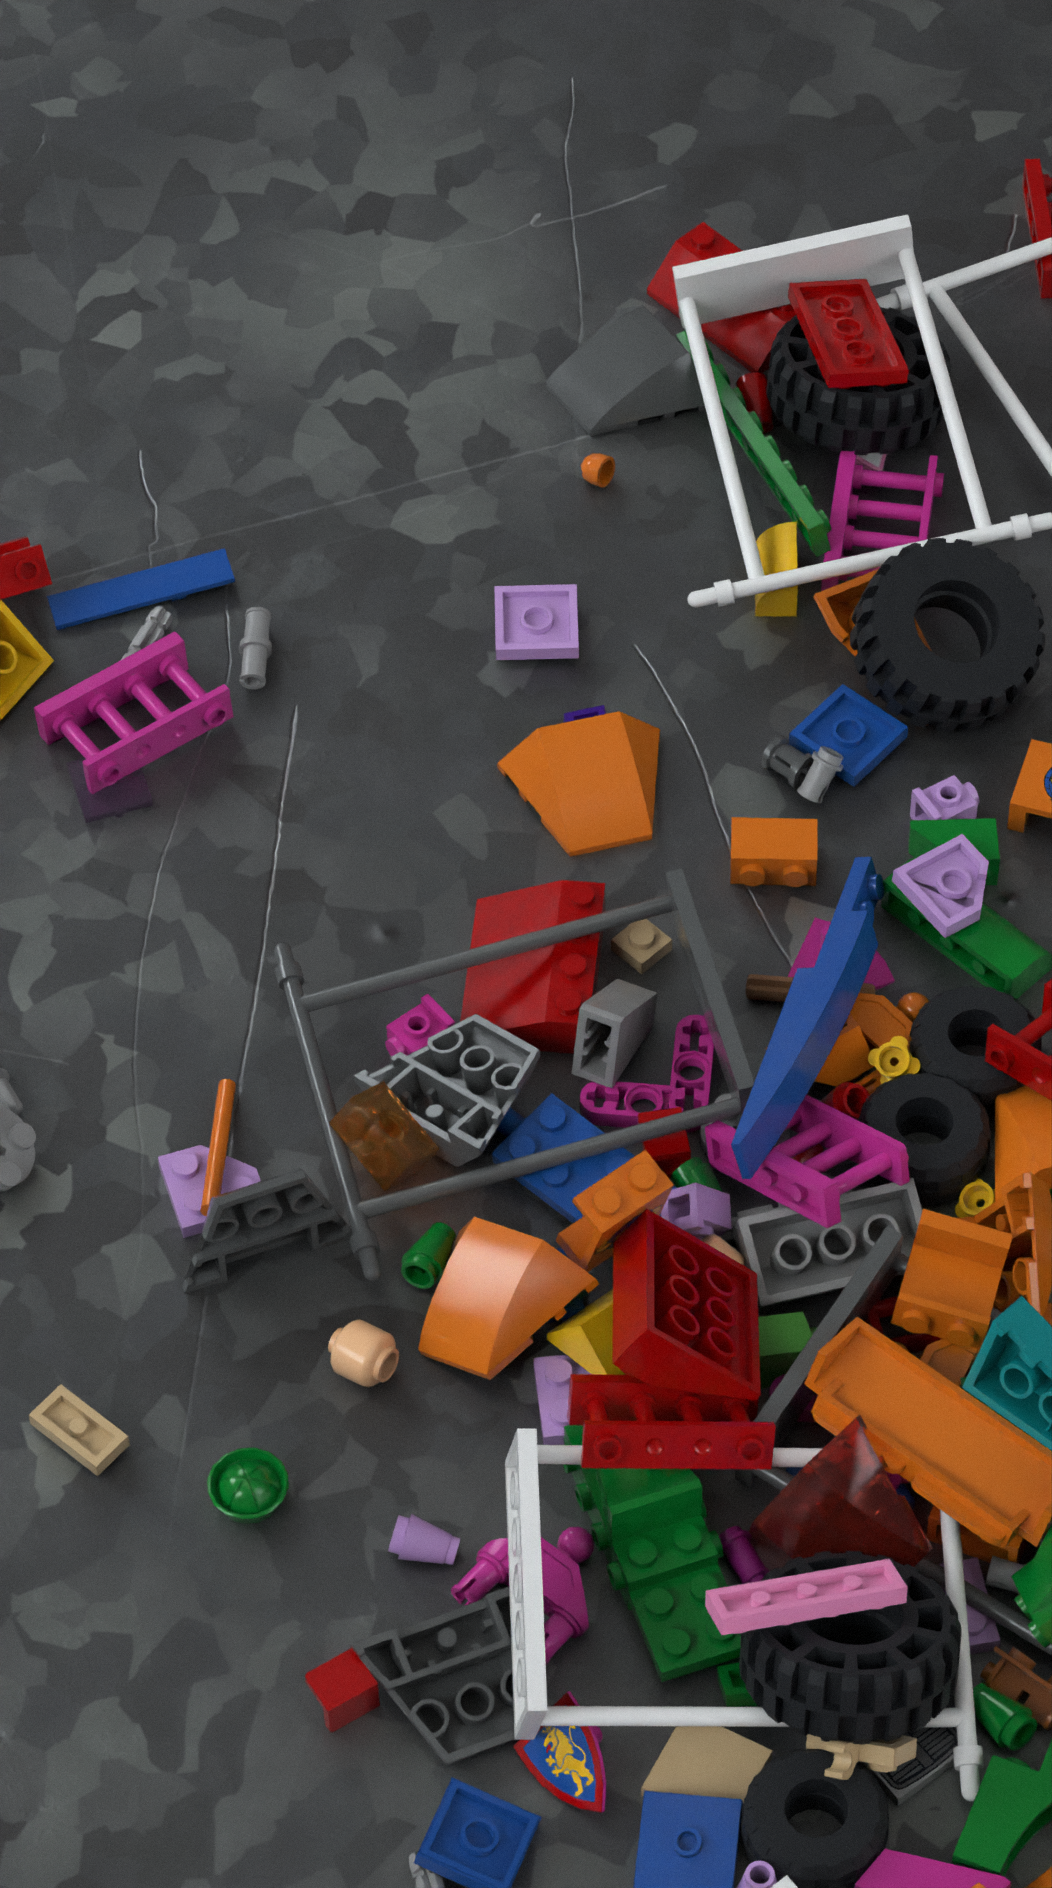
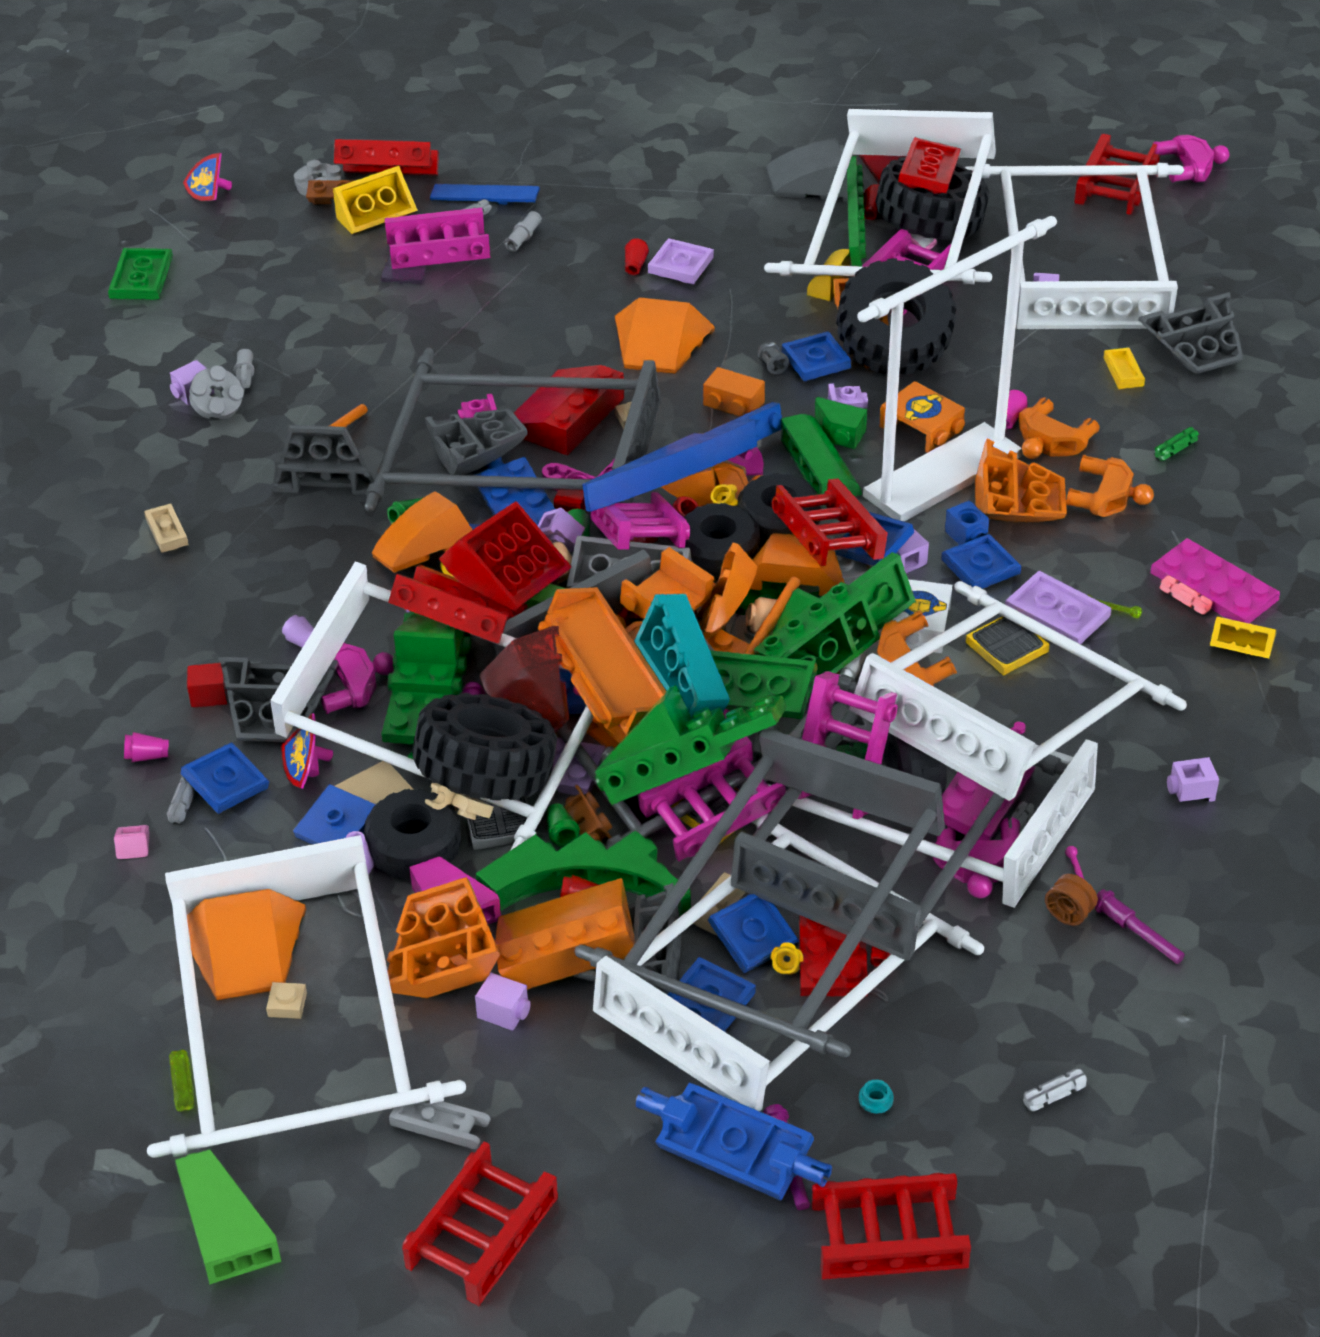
camera: 25 degrees right, 10 degrees down
(248, 1484) = (233, 581): green hat -> none
(321, 1837) = (145, 747): none -> dark pink cone
(363, 1353) = (337, 540): light nougat head -> none
(384, 1136) = (419, 445): clear orange brick -> none
(461, 635) = (635, 255): none -> red cone
(598, 469) = (763, 210): orange hinge -> none
(612, 1030) = (578, 438): light grey slope -> none
(612, 1207) = (501, 490): orange panel -> none
(805, 1597) = (454, 698): bright pink plate -> none
(820, 774) = (785, 365): light grey pin -> none
(946, 884) = (812, 426): lavender plate -> none

